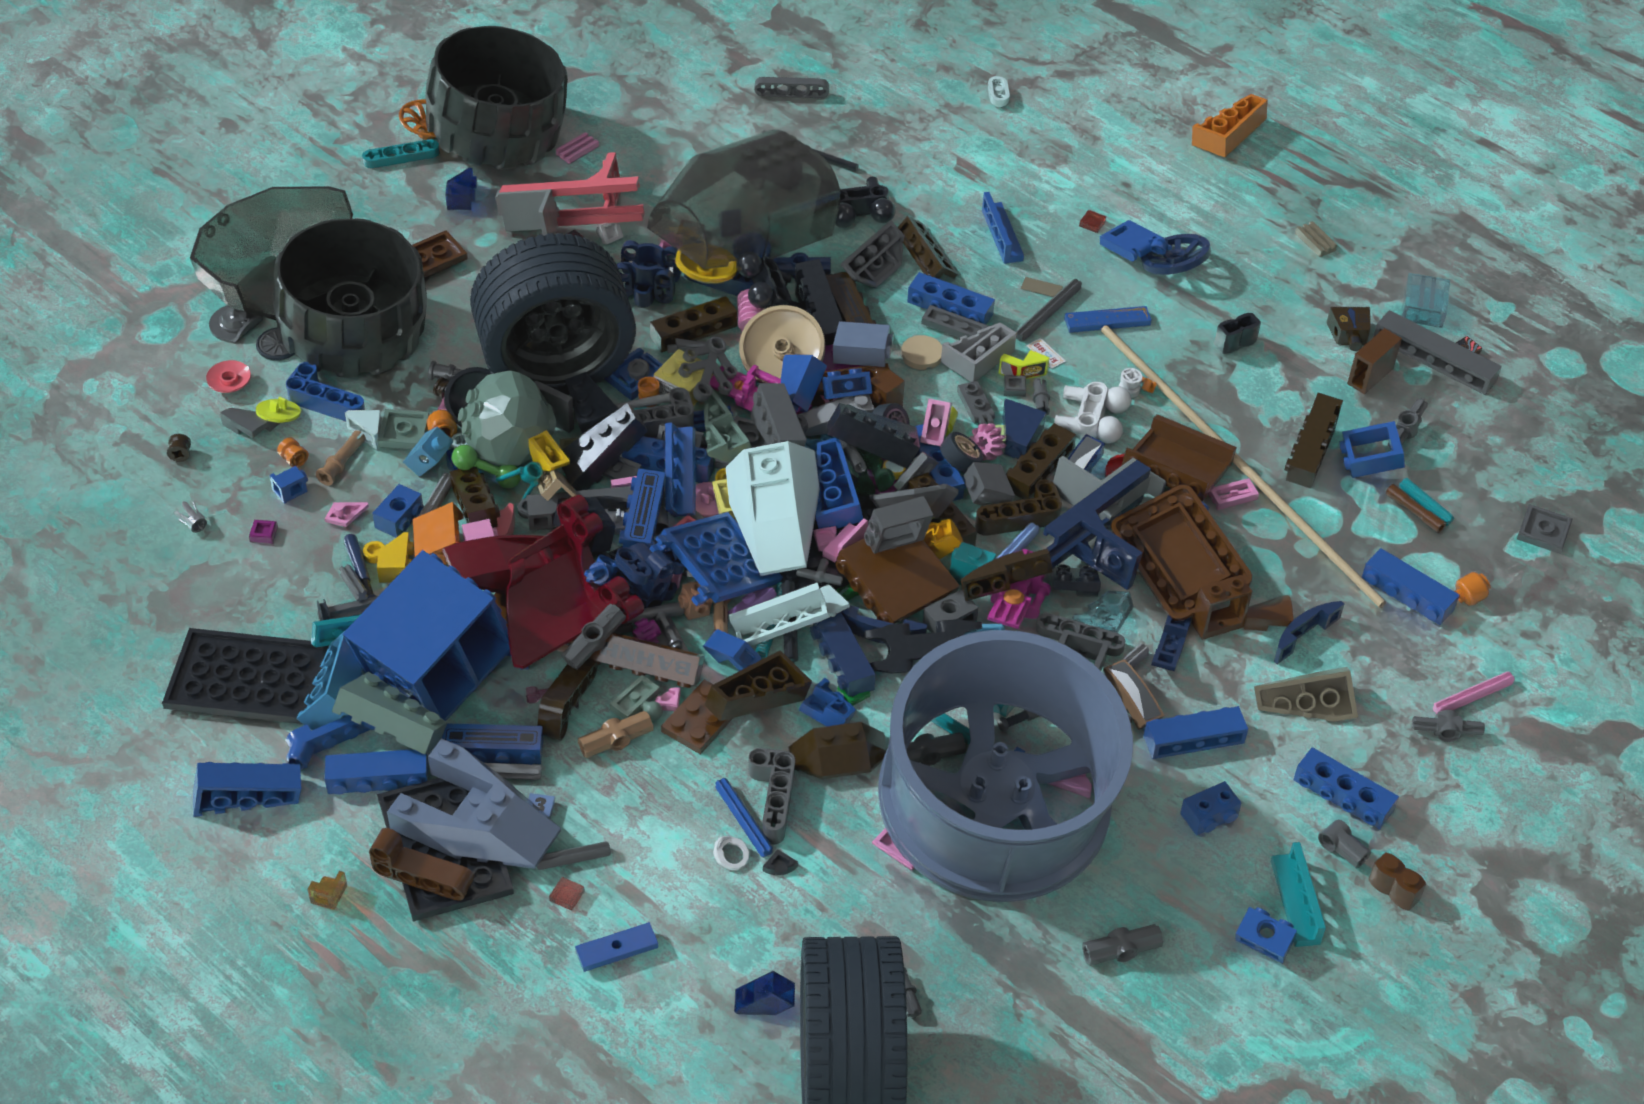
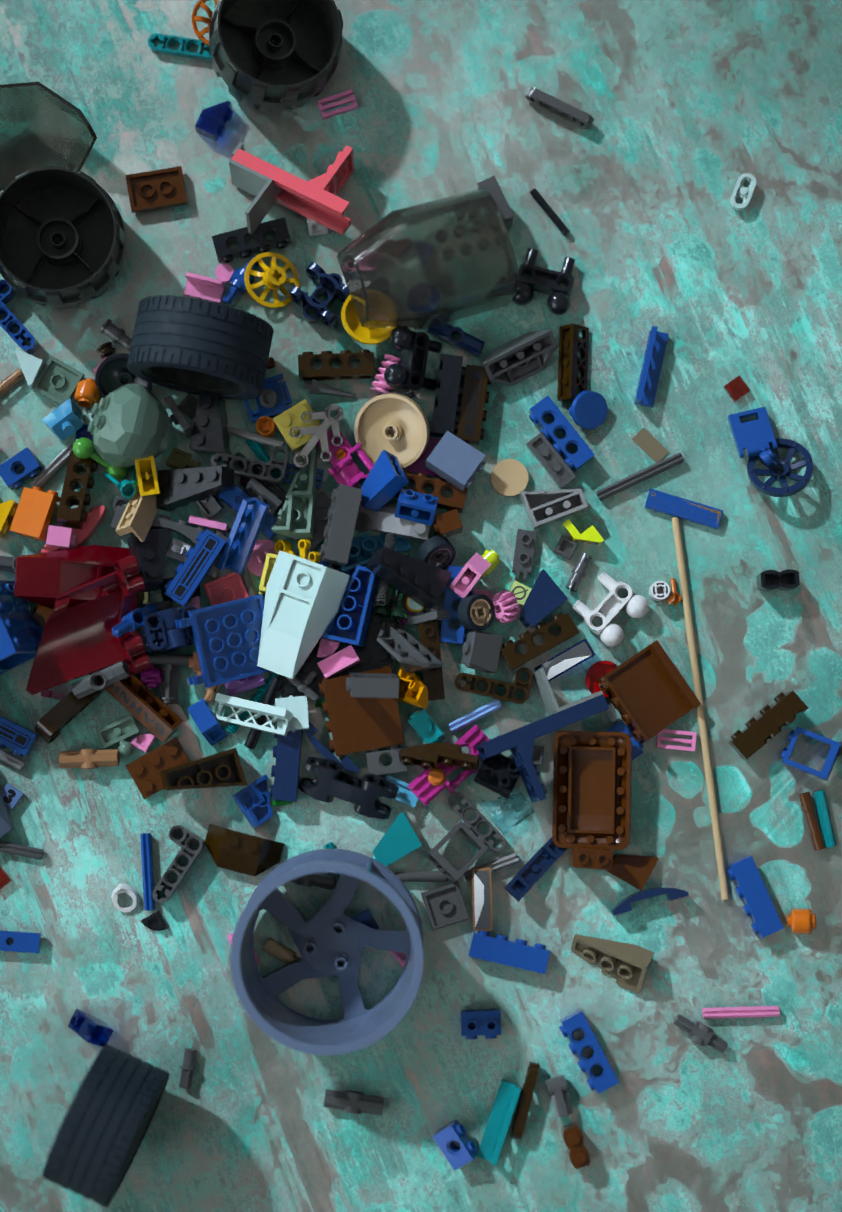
camera: 25 degrees right, 35 degrees up
(965, 272) = (589, 409): none -> blue tile
(1043, 348) = (612, 521): white sticker -> none
(1300, 833) = (525, 1100): none -> dark brown beam

